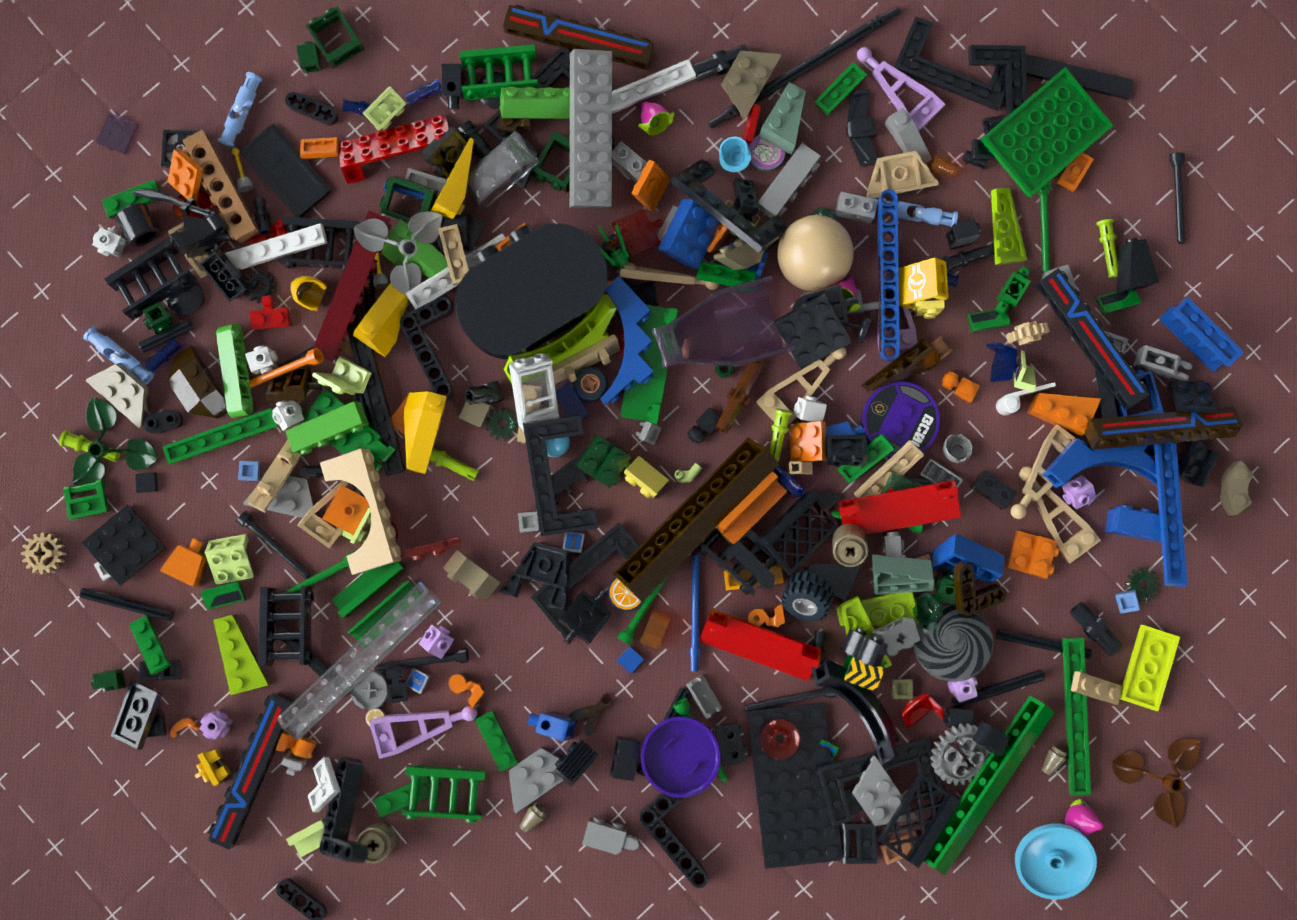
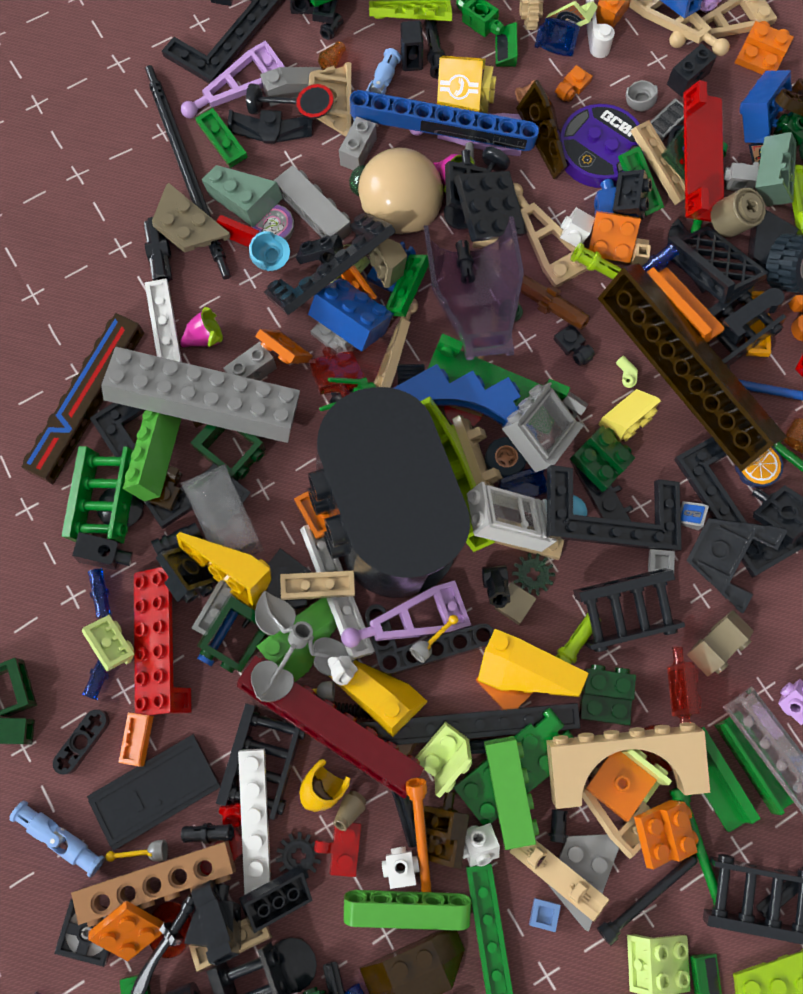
camera: 80 degrees left, 10 degrees down
(296, 315) = (350, 809): none -> dark tan cone
(319, 549) = (666, 833): none -> orange plate
(395, 287) = (342, 669): none -> white arm
(416, 494) = (608, 695): none -> dark green plate
(421, 344) = (422, 650): none -> hinge
(464, 360) = (447, 601): none -> lavender plate
(496, 484) = (612, 590): none -> black fence
(616, 406) = (542, 427): none -> light grey window
(758, 320) = (465, 262): none -> black pin
(884, 159) = (311, 102): none -> black piece

